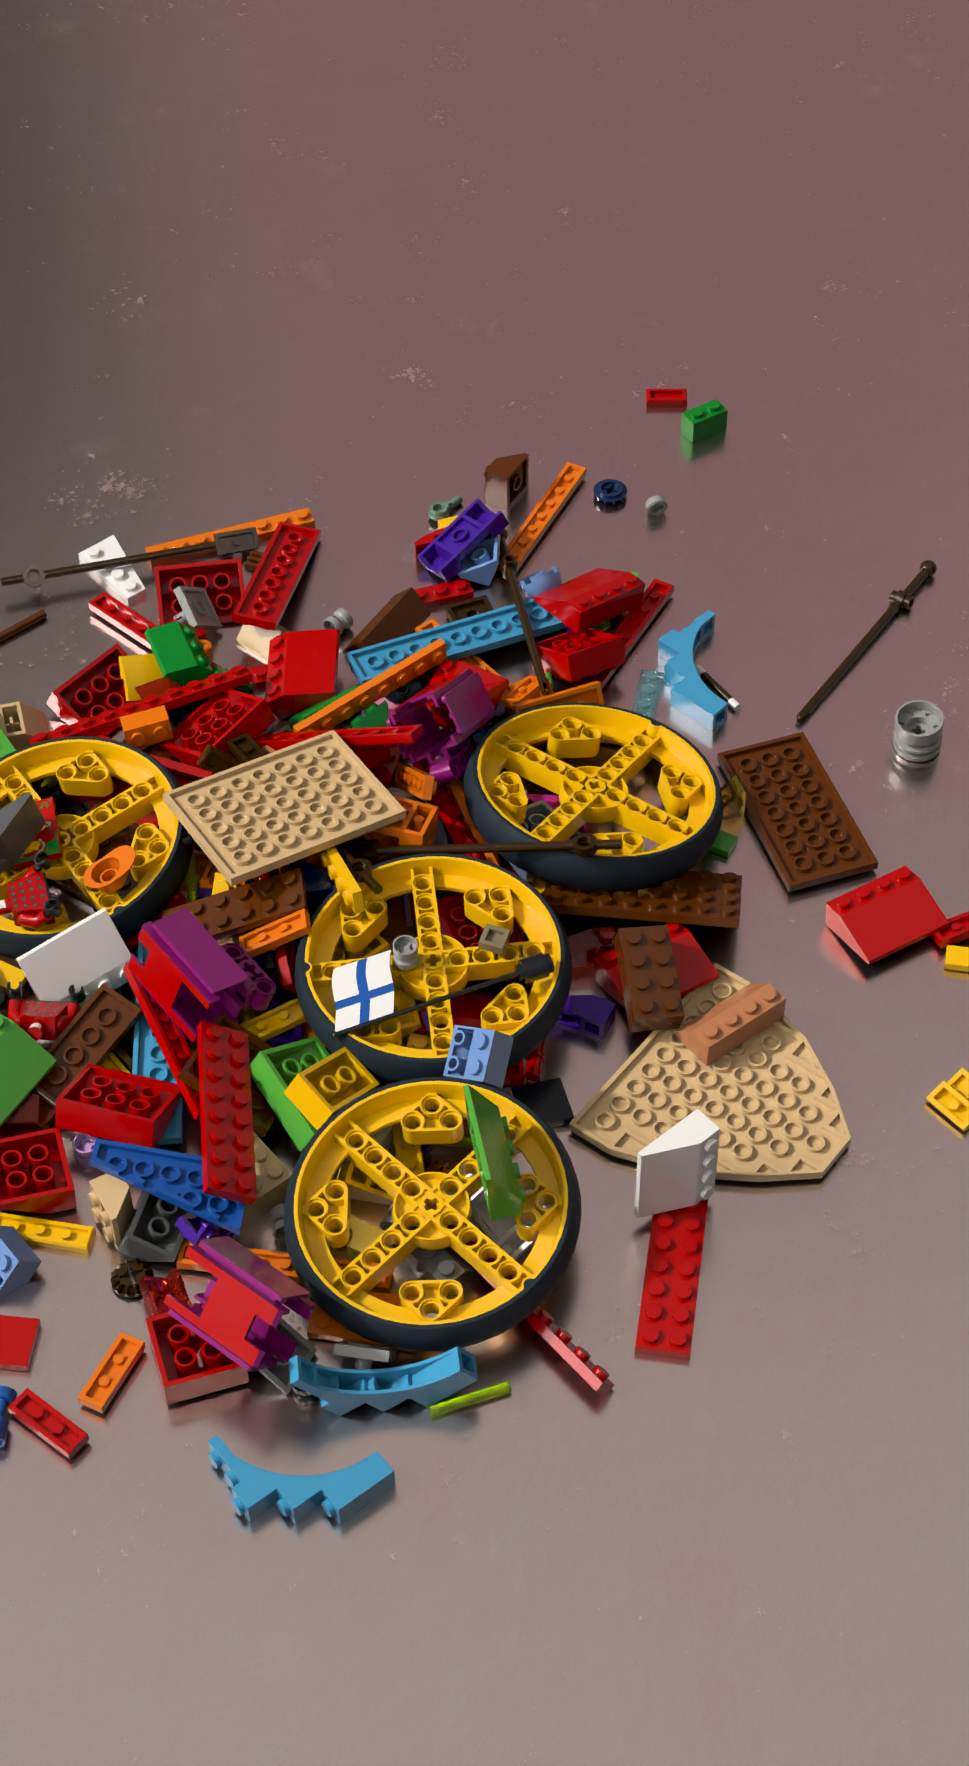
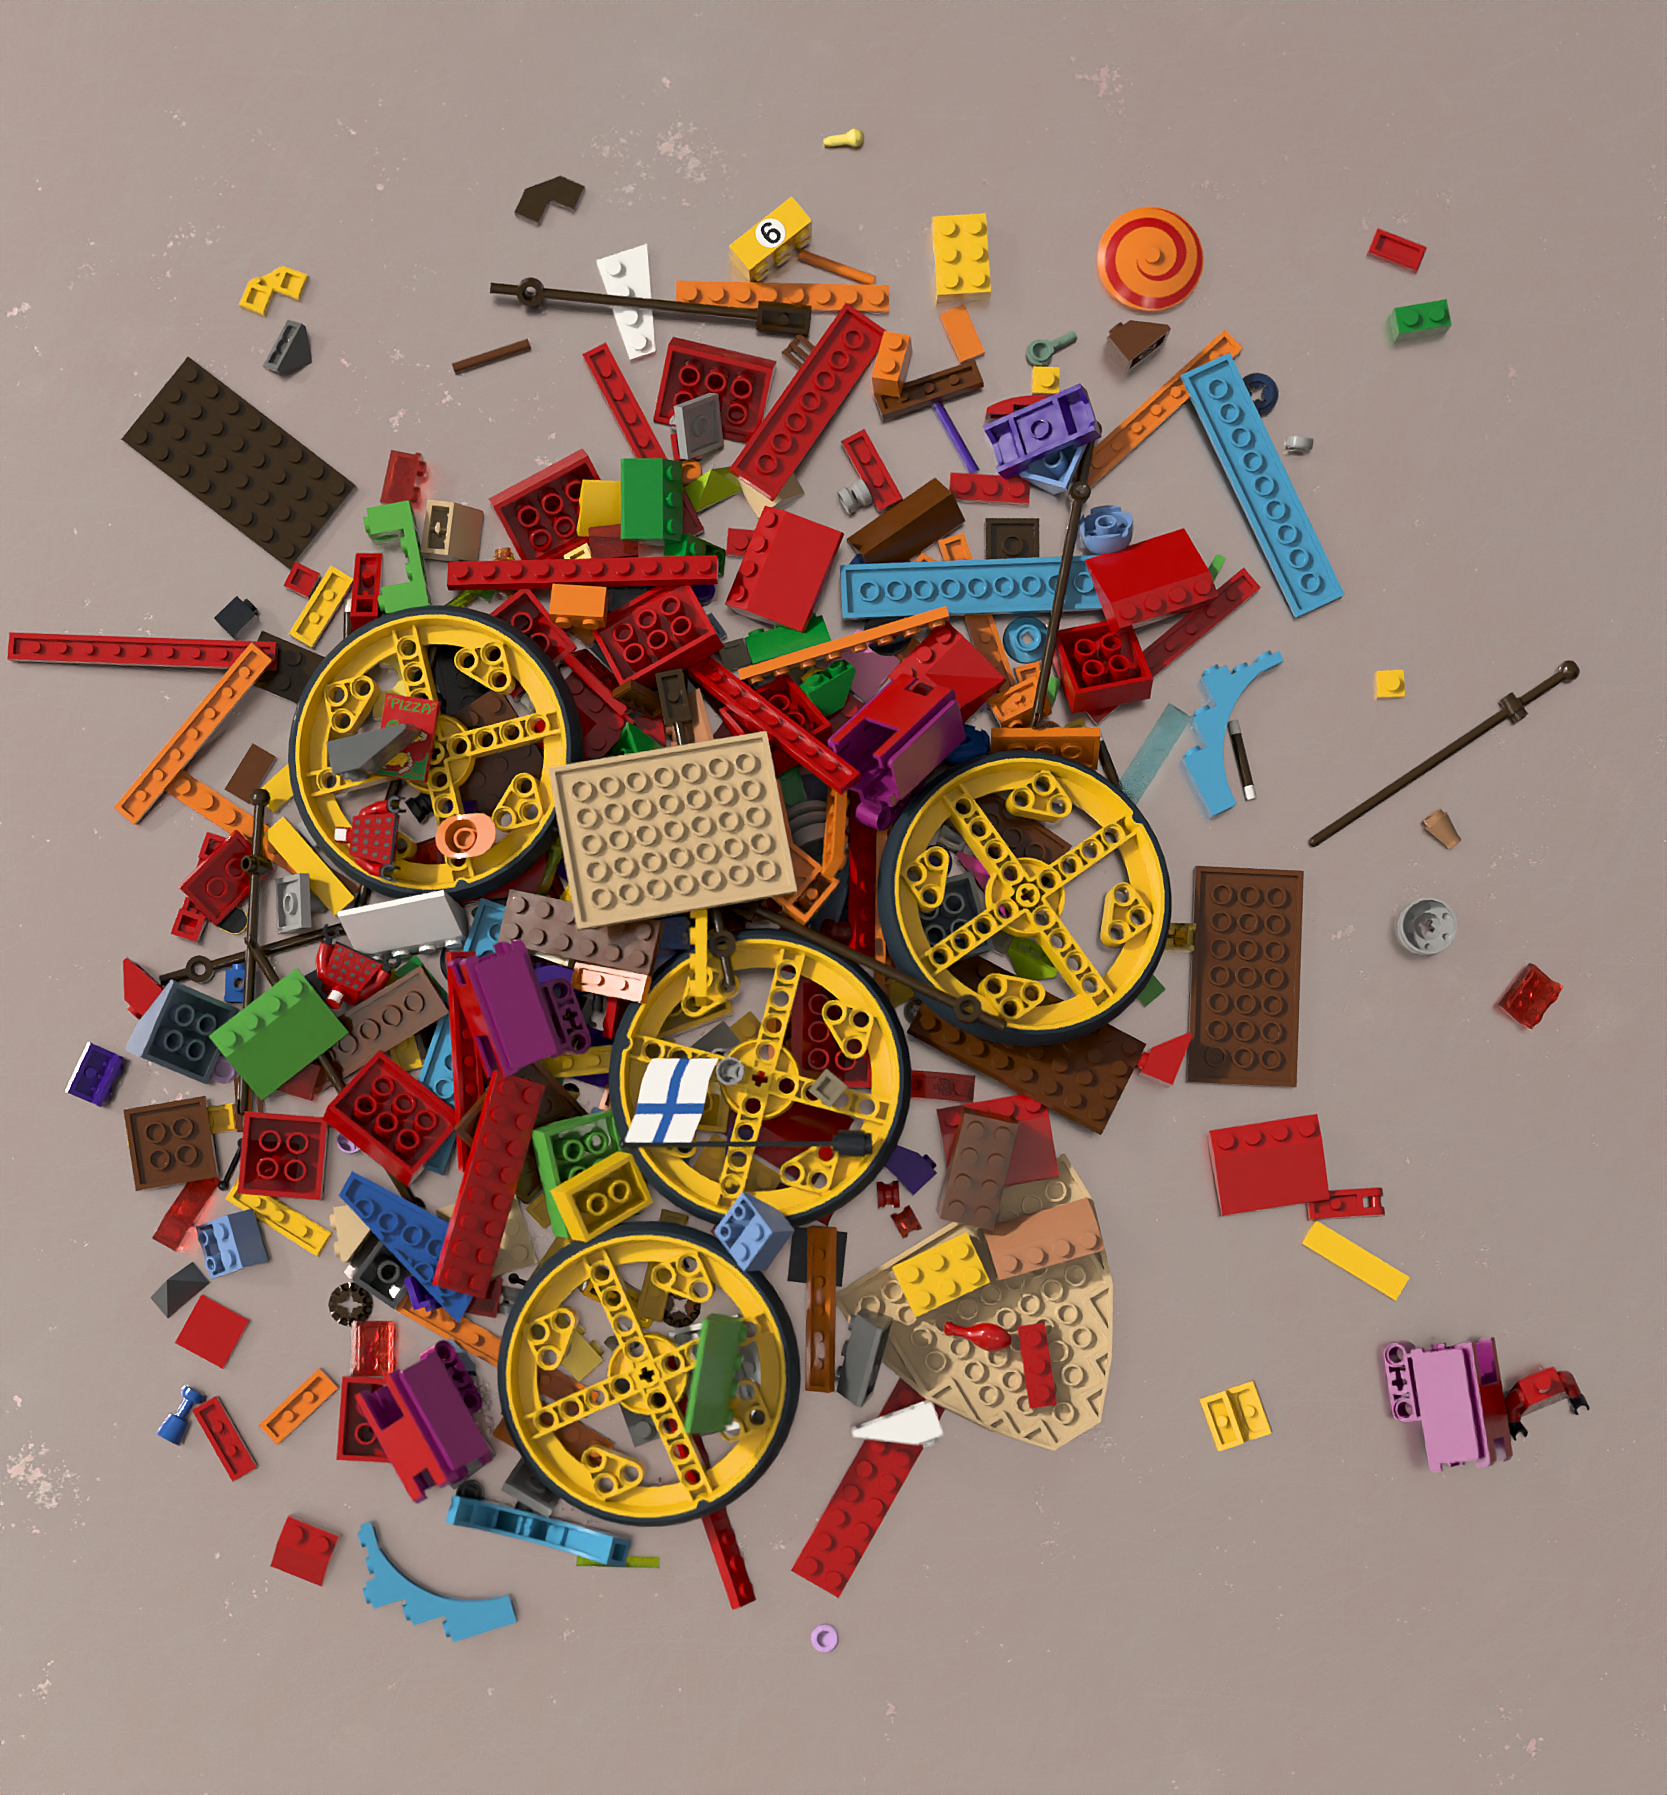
camera: 15 degrees right, 35 degrees up
(18, 536) = (556, 190): none -> dark brown tile
(69, 898) = (420, 806): none -> black wheel
(161, 1488) = (305, 1549): none -> red slope
(207, 500) = (771, 241): none -> yellow brick
(224, 647) = (712, 488): none -> lime slope
(244, 443) = (854, 138): none -> light yellow piece
(257, 1228) = (490, 1305): none -> clear red slope
(263, 511) = (836, 267): none -> orange bar
(283, 1146) = (539, 1211): none -> yellow plate
(330, 540) = (892, 364): none -> orange brick
(333, 599) = (871, 470): none -> red plate
(354, 477) = (961, 258): none -> yellow brick
(365, 552) = (931, 389): none -> reddish brown plate
(375, 520) = (962, 334): none -> orange tile
(397, 573) = (955, 437): none -> dark purple bar
(487, 439) = (1150, 260): none -> orange dish
(513, 668) = (1017, 648): none -> dark azure piece
(558, 1117) = (820, 1309): none -> orange plate
(581, 1038) = (888, 1194): none -> red wheel
(606, 1052) = (905, 1221): none -> clear red wheel
(617, 1147) = (862, 1355): none -> dark grey slope
(644, 532) = (1262, 485): none -> dark azure plate
(655, 1069) = (940, 1274): none -> yellow brick
(693, 1394) = (825, 1638): none -> lavender tile
(718, 1101) = (984, 1335): none -> red piece
(761, 873) = (1163, 1061): none -> red slope
(773, 1112) = (1036, 1365): none -> red plate
(802, 614) = (1390, 684): none -> yellow plate
(892, 679) = (1442, 828): none -> medium nougat cone

